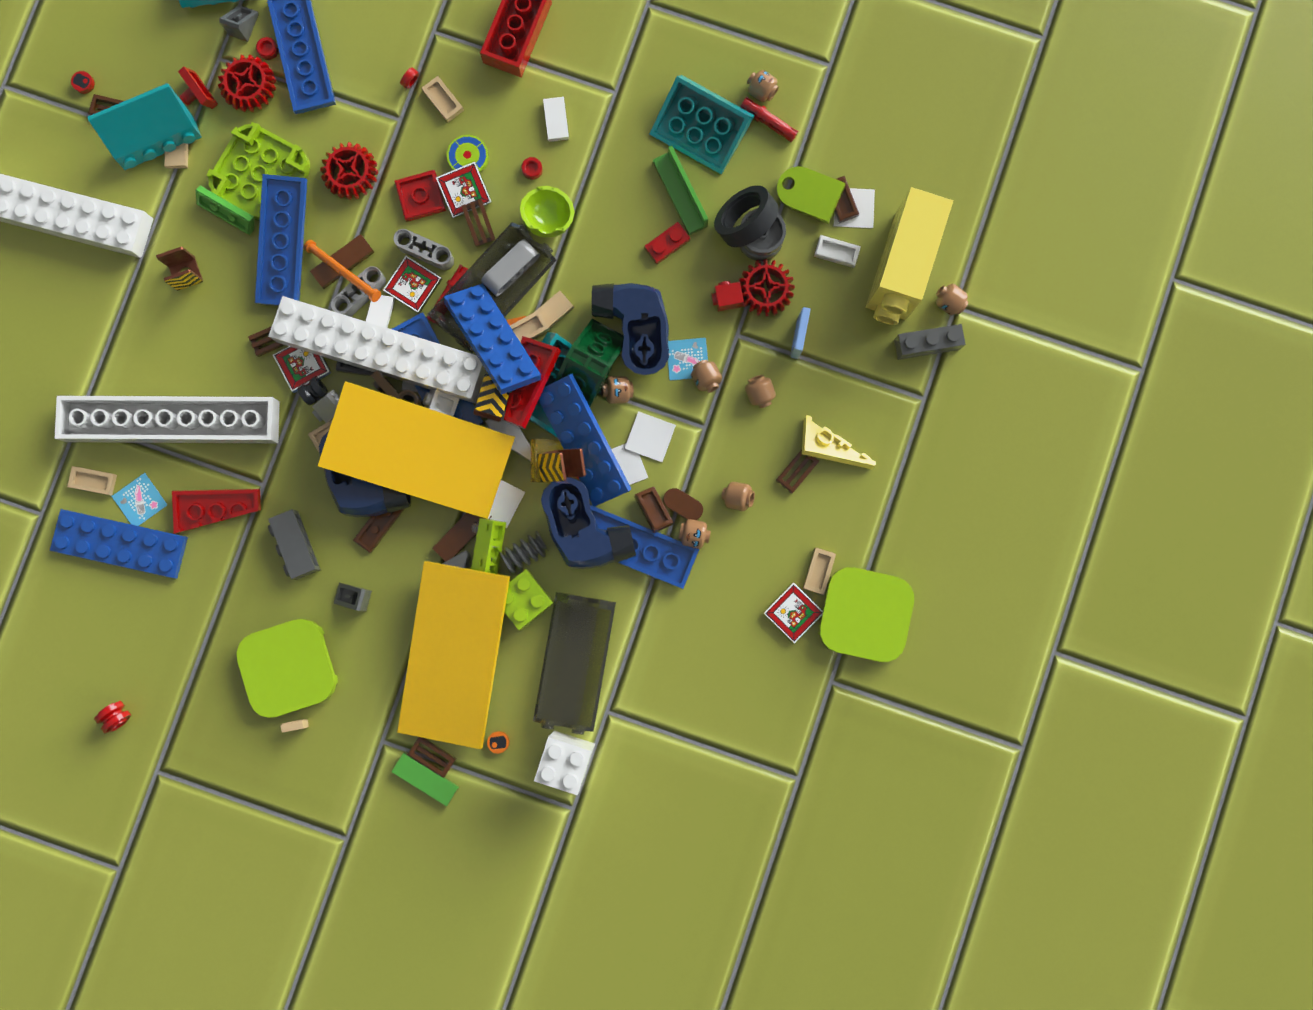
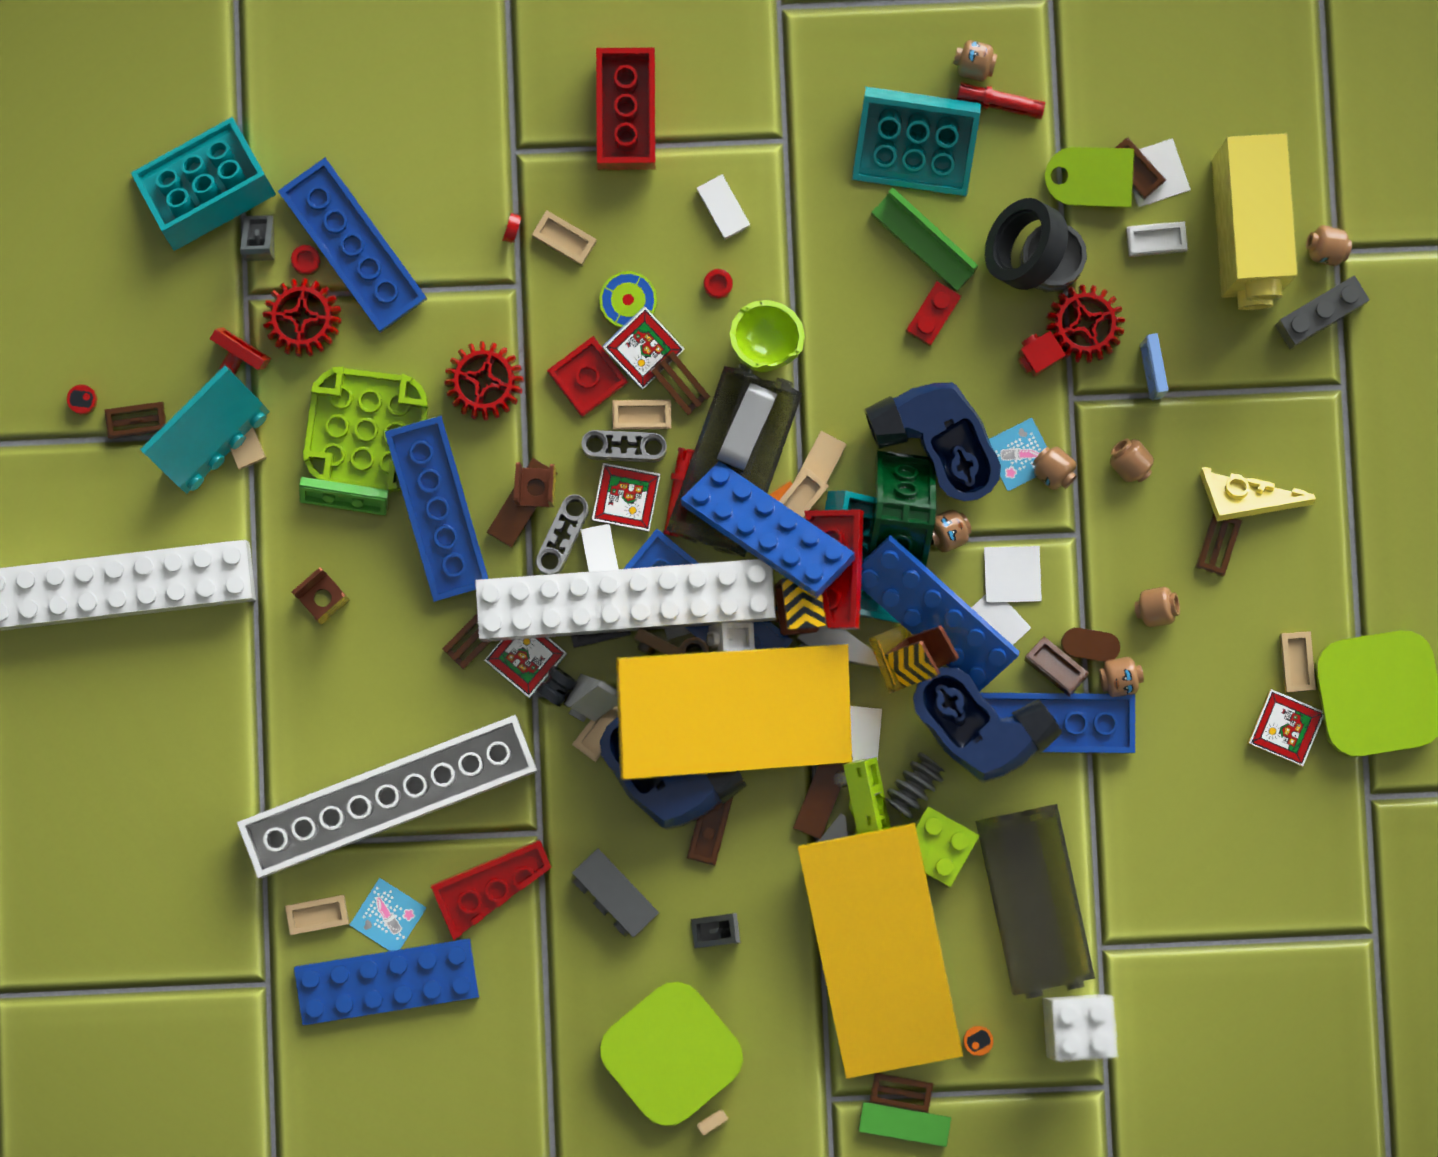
camera: 25 degrees left, 0 degrees up
(310, 247) = (475, 500): orange bar -> none
(343, 243) = (524, 476): none -> copper piece
(445, 234) = (641, 414): none -> tan tile

